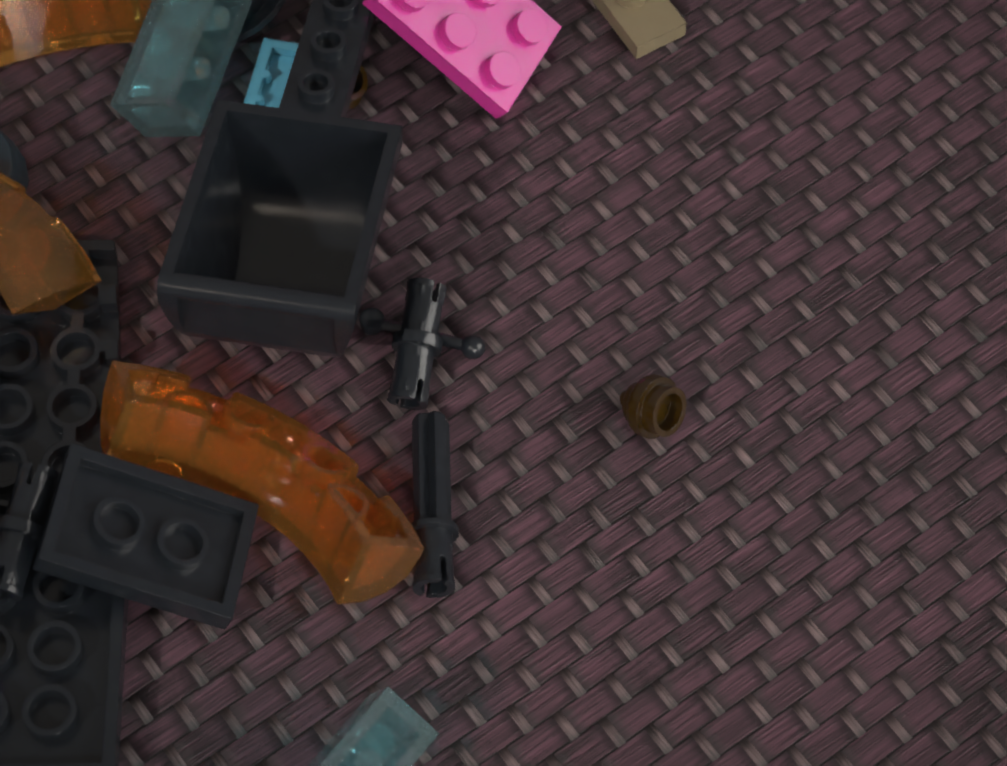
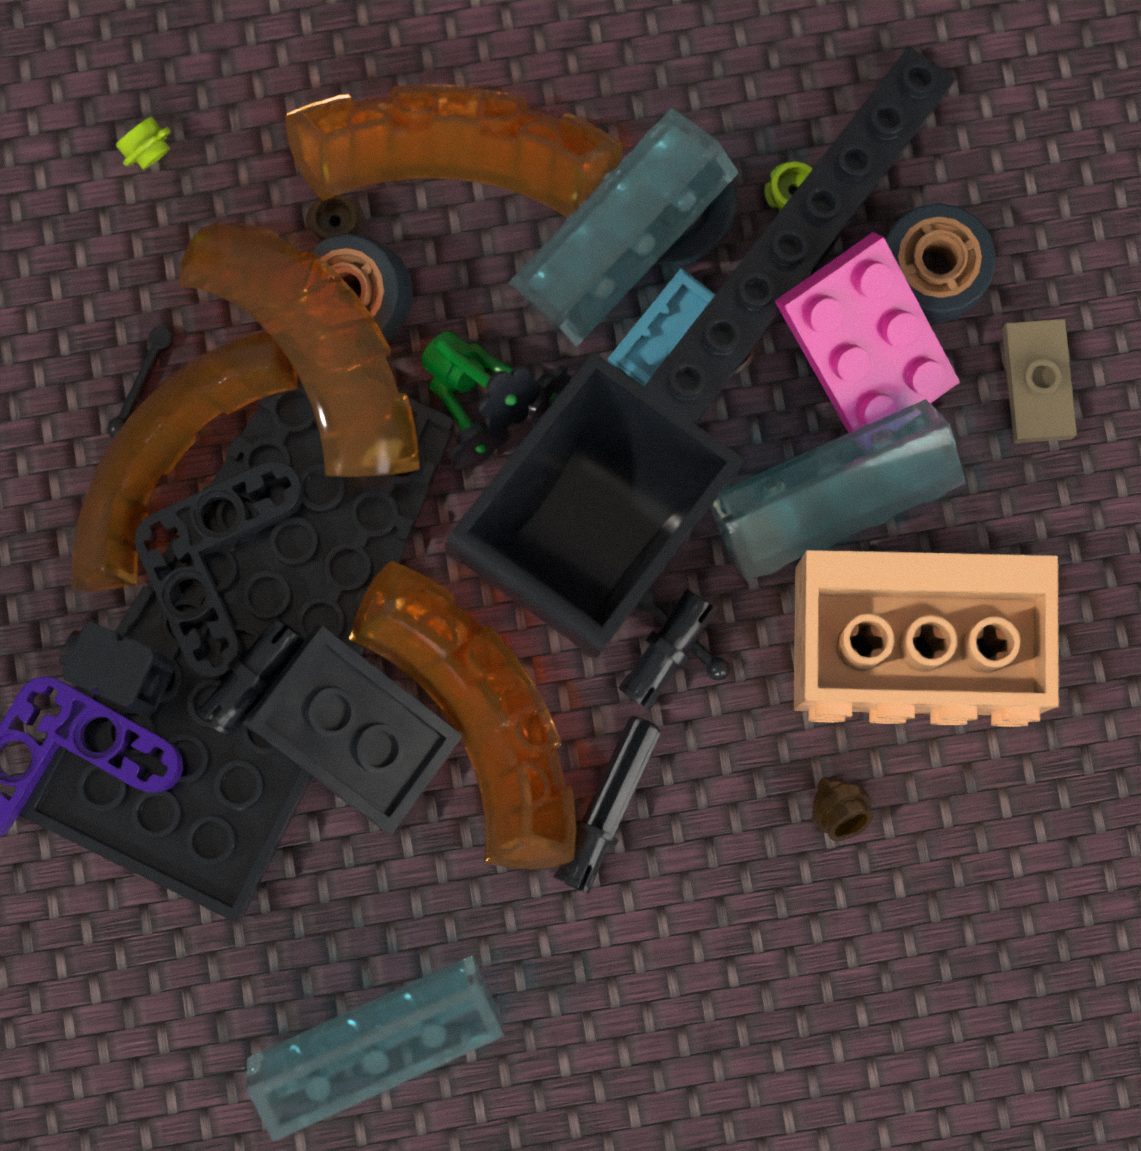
camera: 30 degrees right, 20 degrees up
(98, 195) = (505, 400): none -> plant
(500, 146) = (838, 489): none -> clear light blue brick
(644, 218) = (948, 604): none -> light nougat brick

